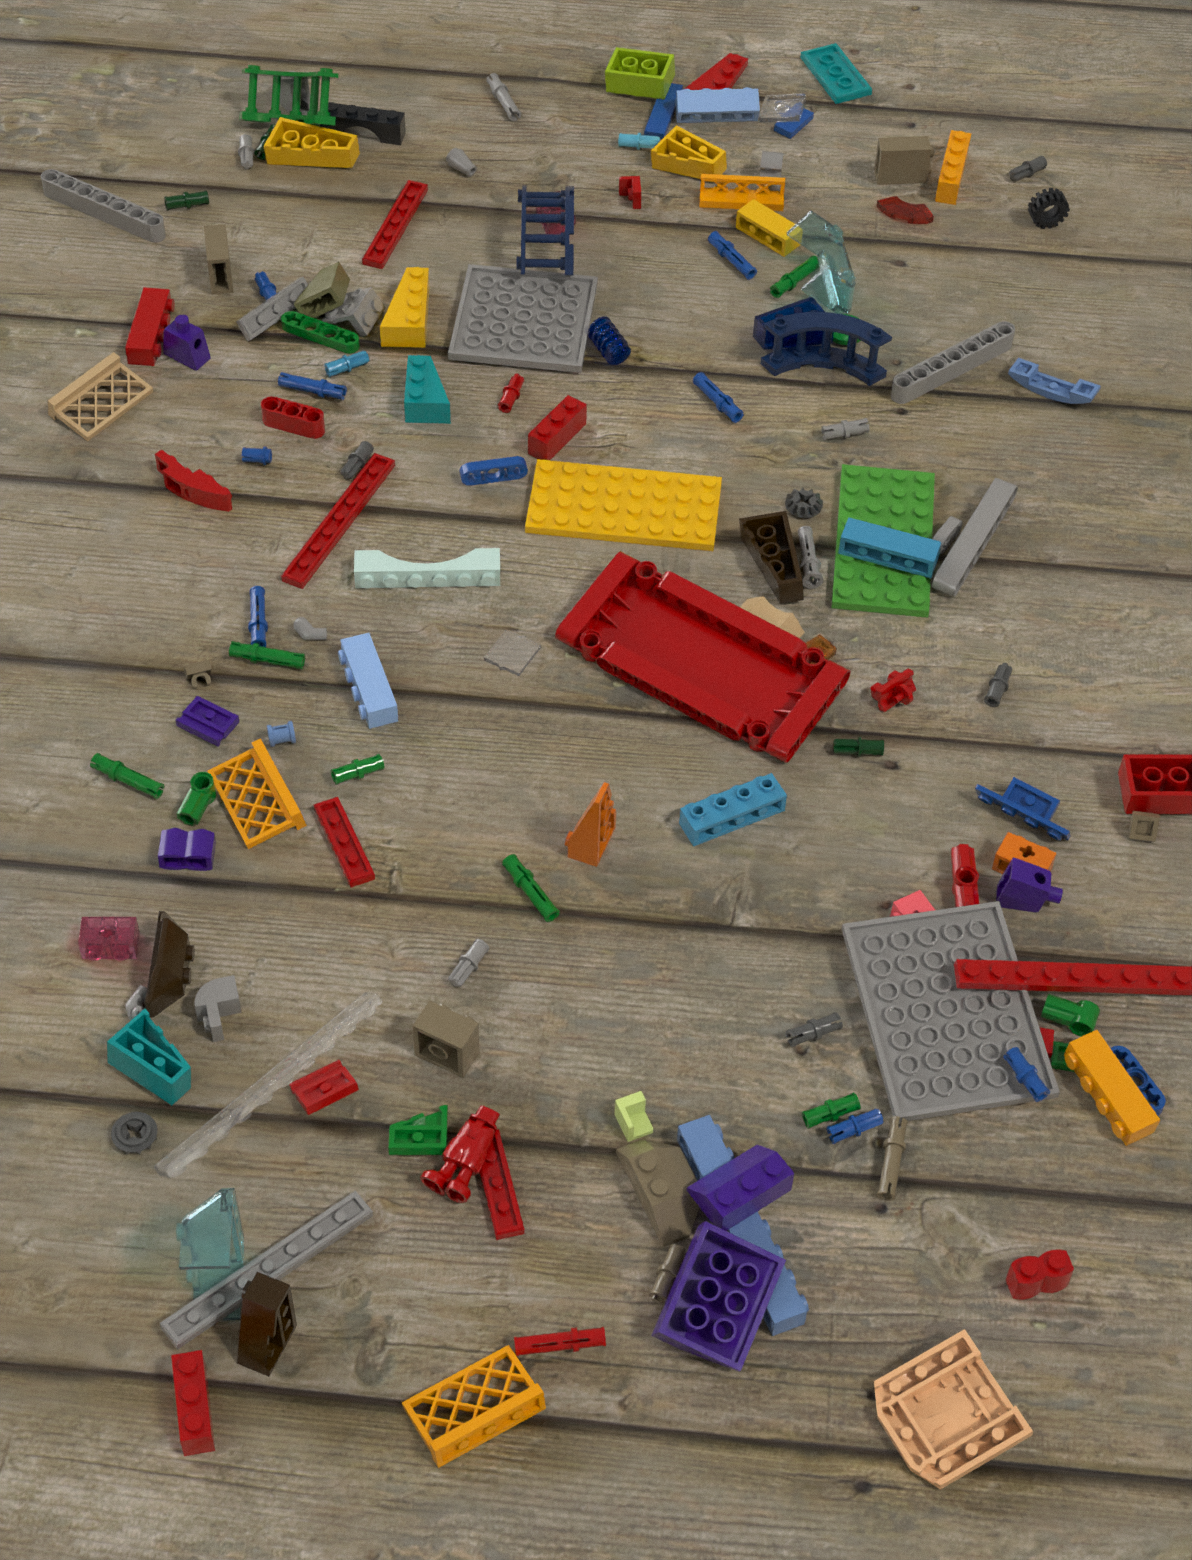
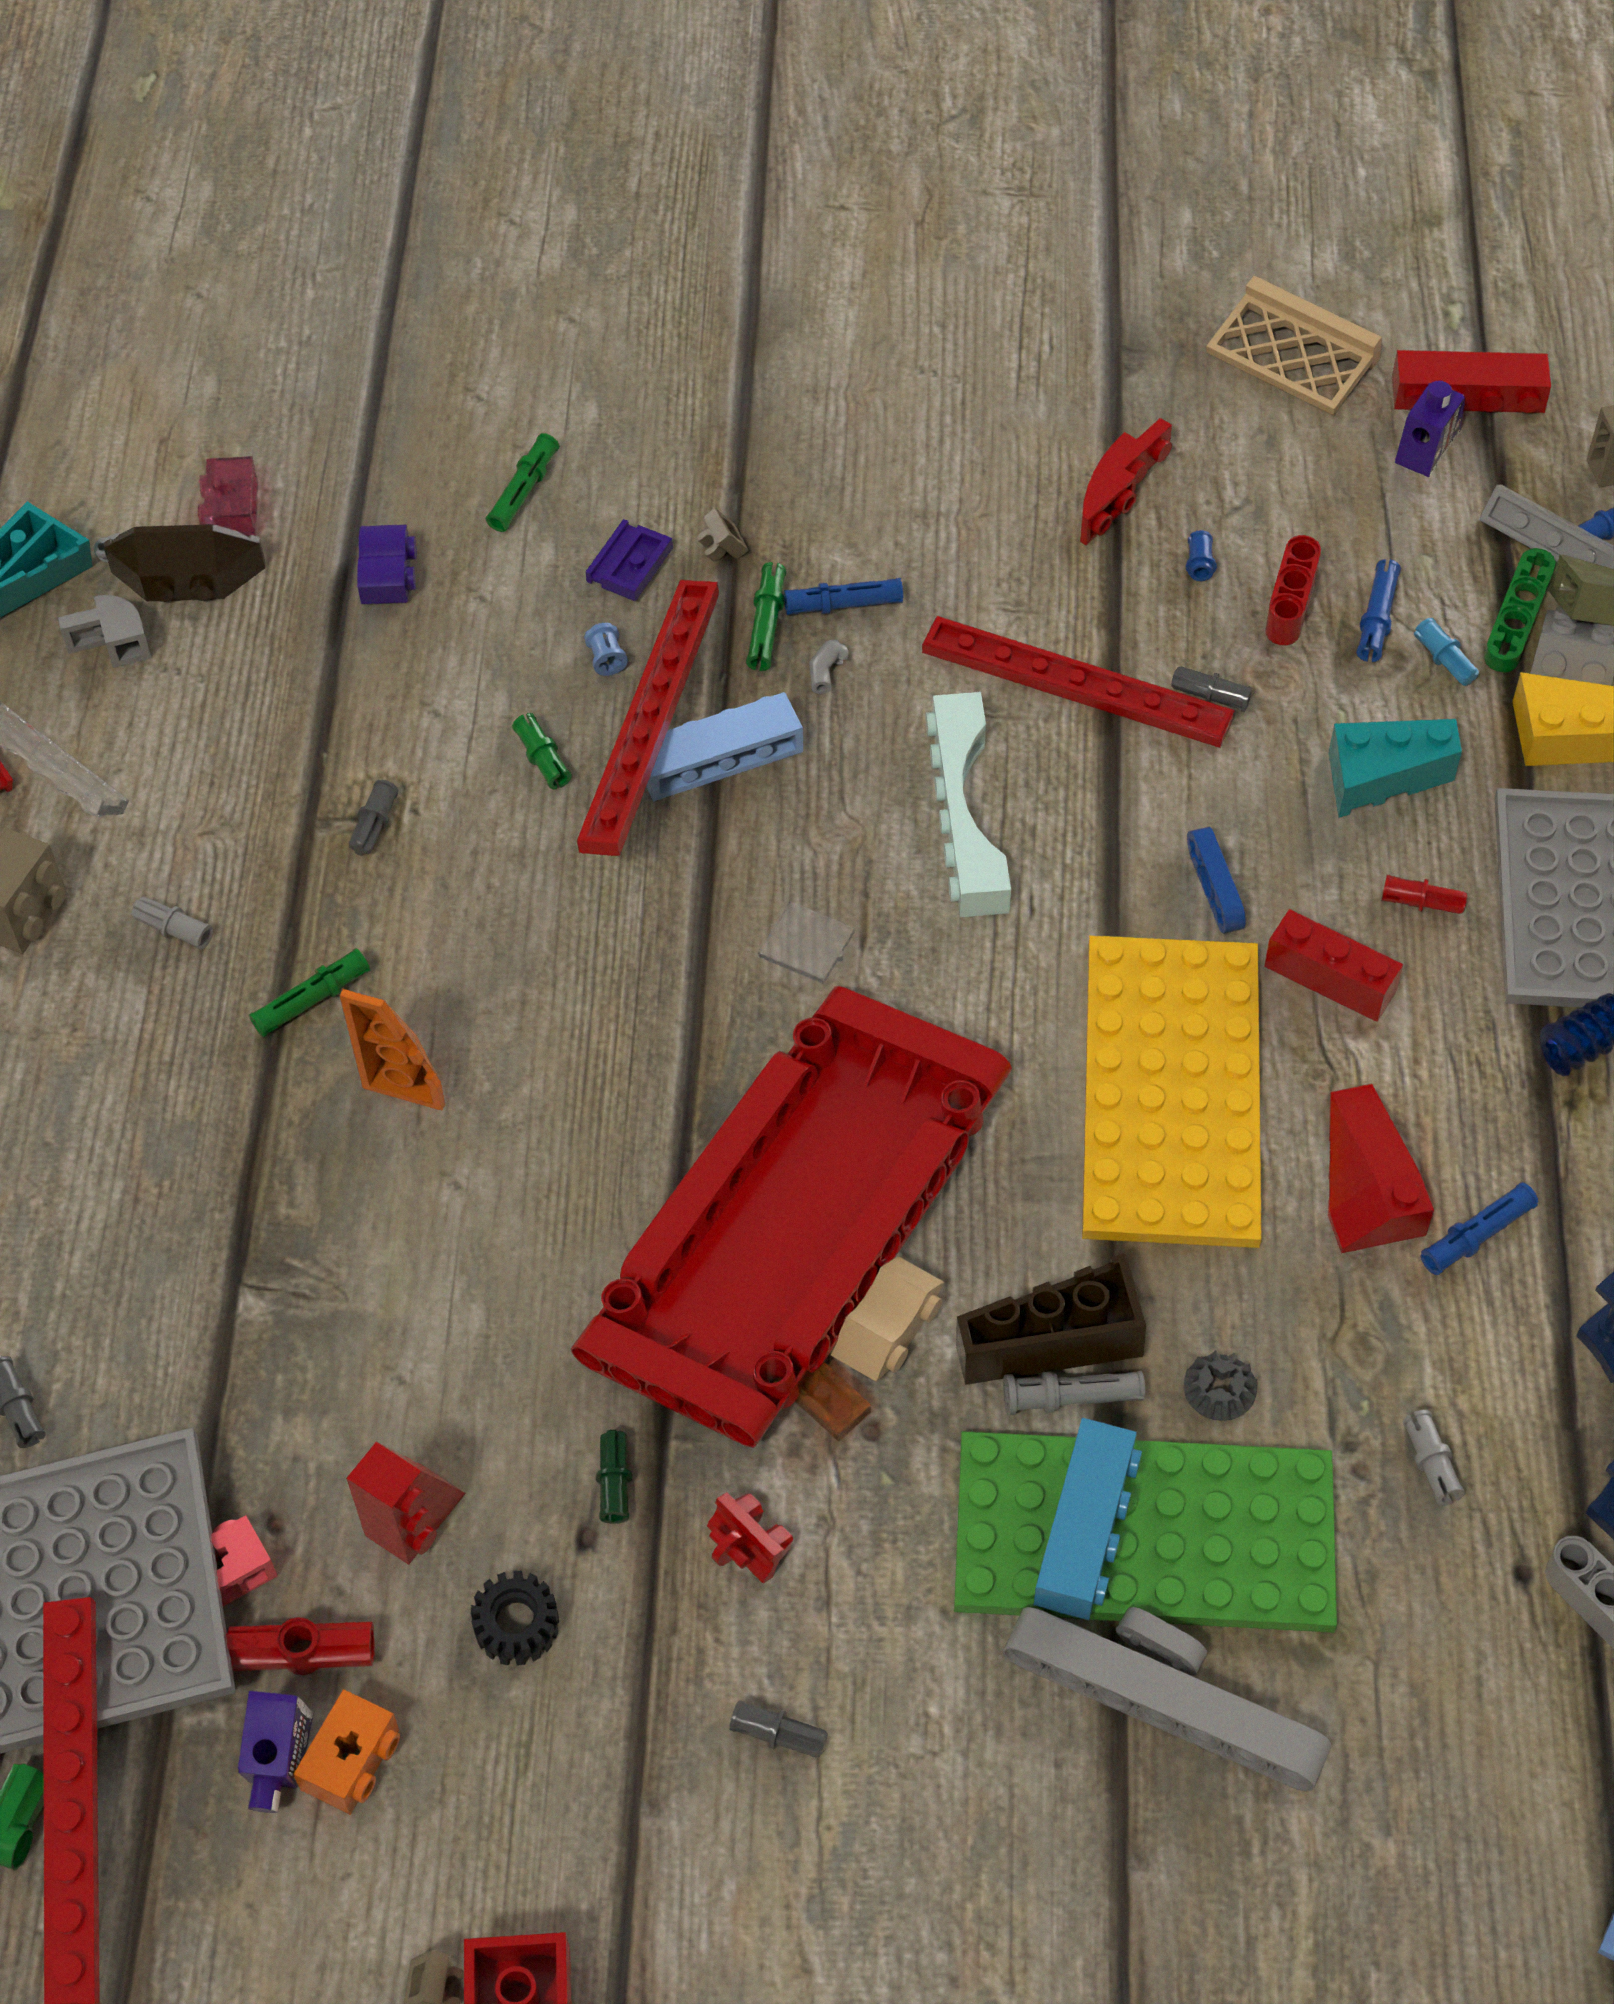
camera: 90 degrees right, 5 degrees up
(197, 798) = (485, 565): green piece -> none
(277, 790) = (498, 653): light orange fence -> none
(344, 842) = (408, 751): red tile -> none
(354, 698) = (648, 719): none -> red plate
(397, 856) = (373, 817): none -> dark grey axle
(688, 429) = (1371, 1175): none -> red wedge
(732, 809) = (464, 1272): dark azure brick -> none
(889, 824) = (400, 1501): none -> red wedge
(945, 778) = (520, 1644): none -> black tyre
(1028, 803) = (472, 1762): blue bracket -> none

